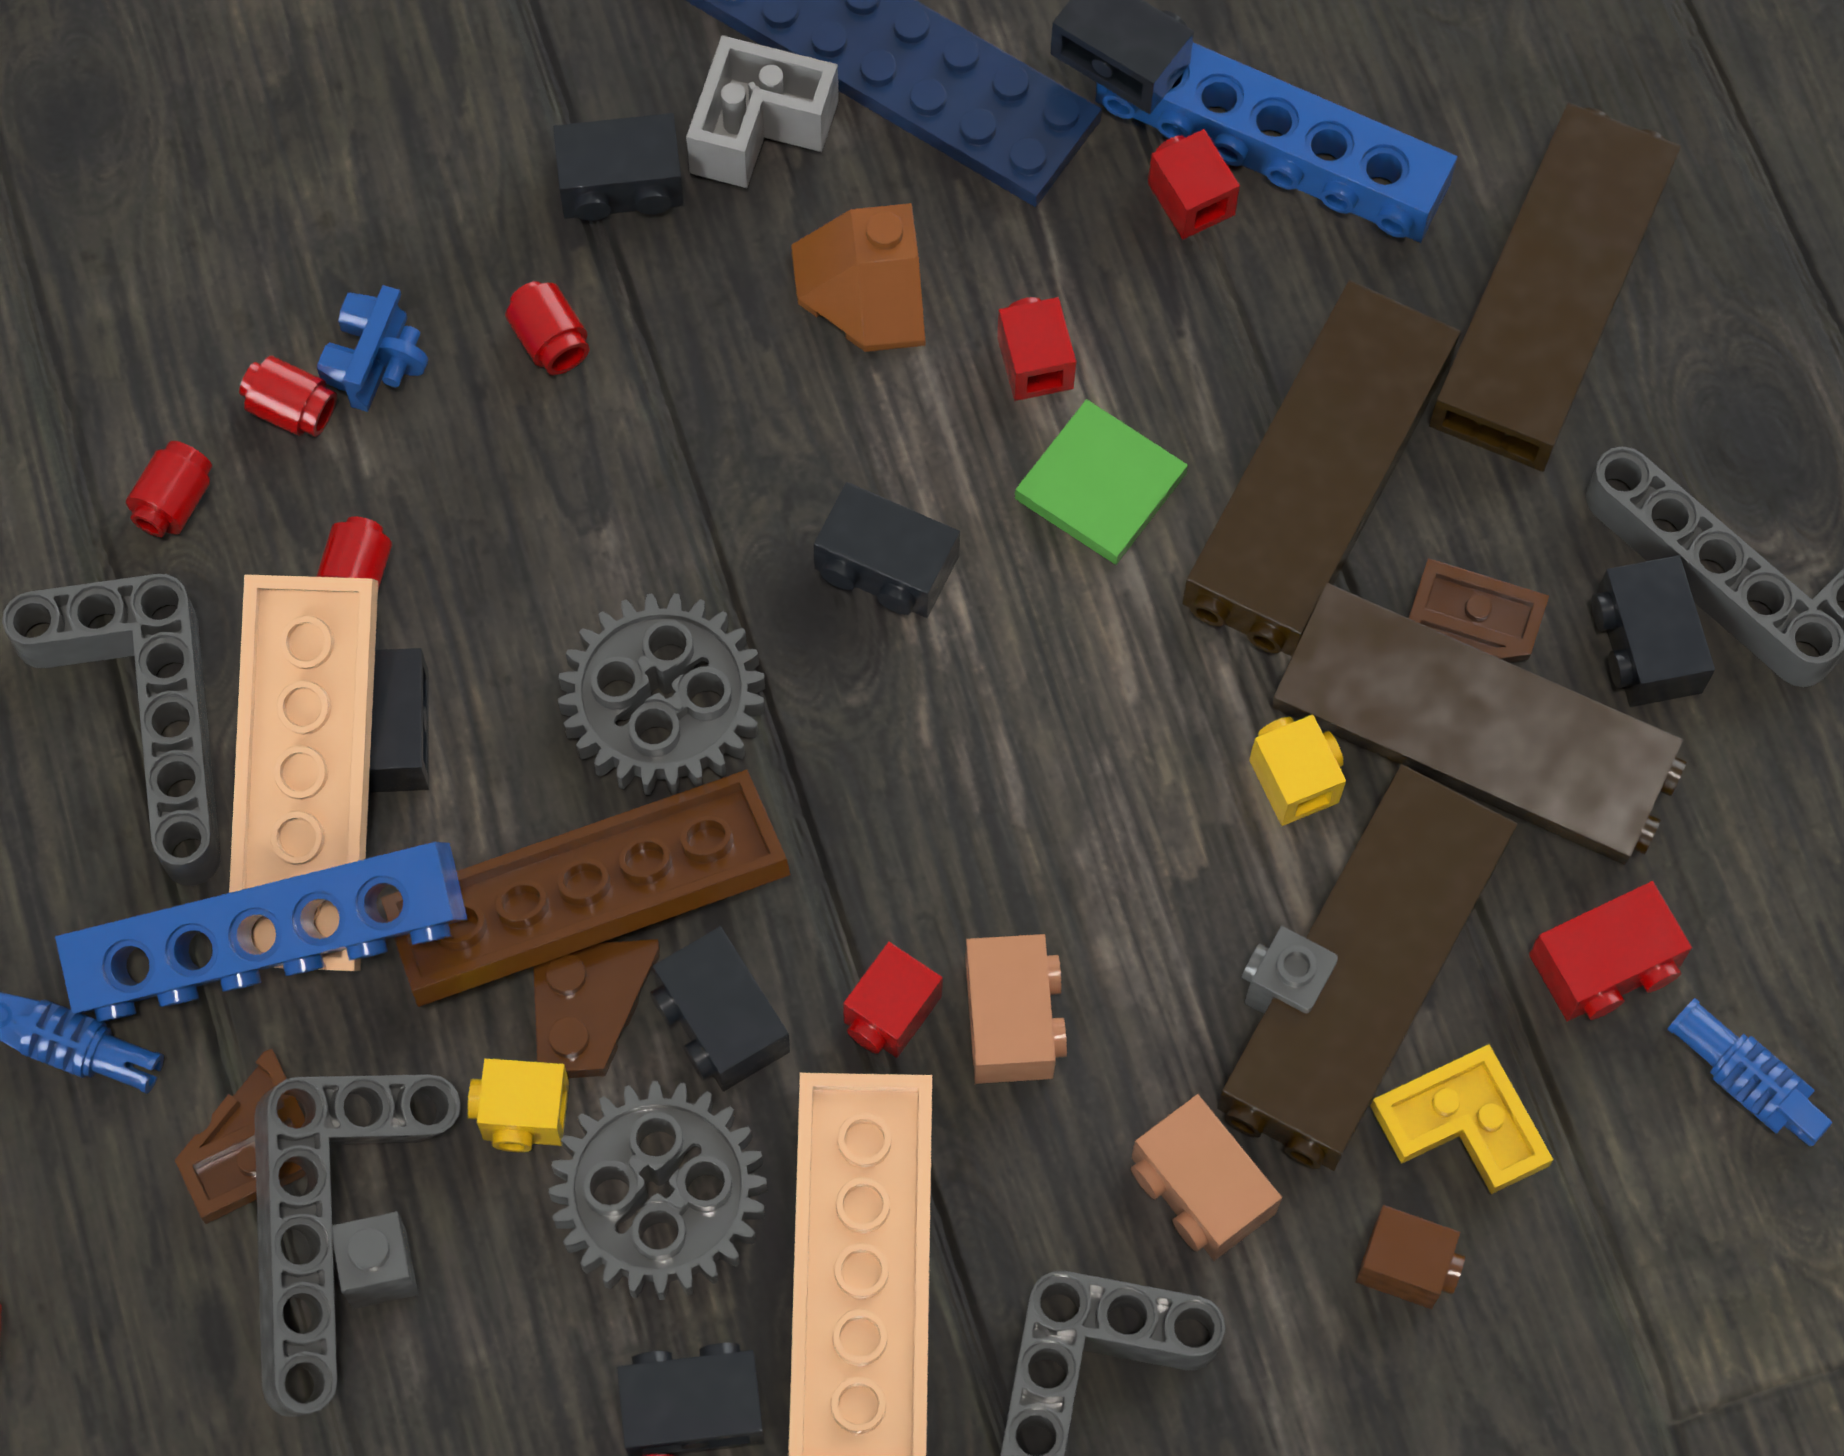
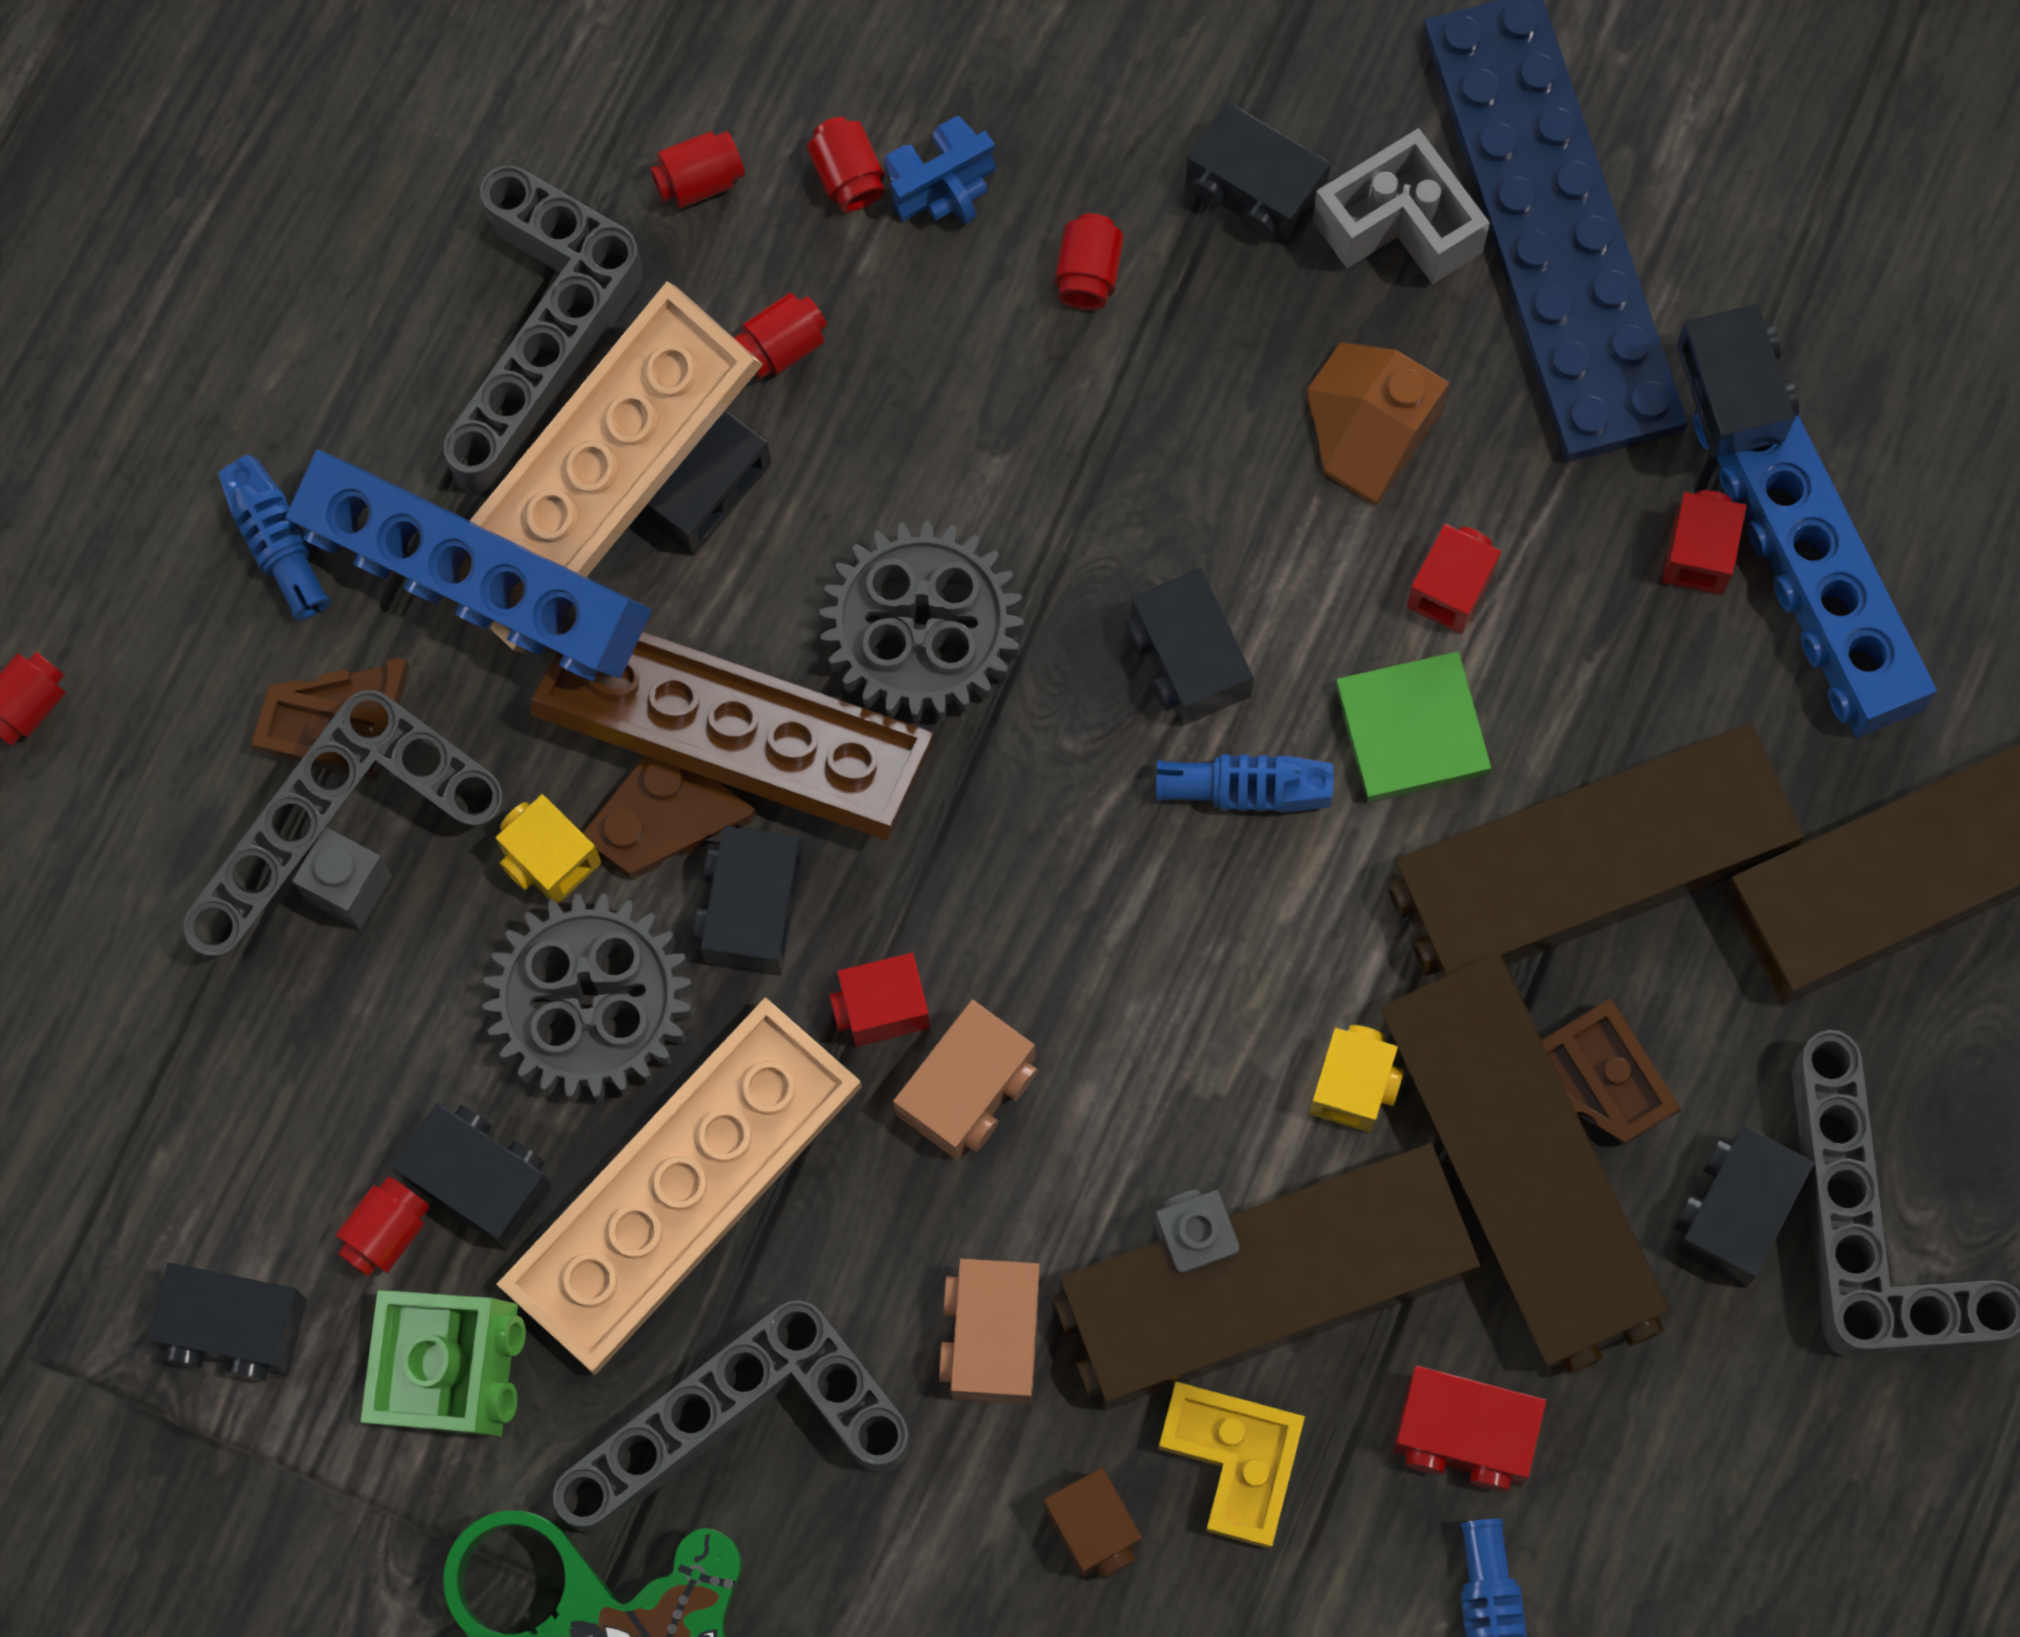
camera: 45 degrees right, 5 degrees up
(1019, 617) = (1249, 783): none -> blue hinge

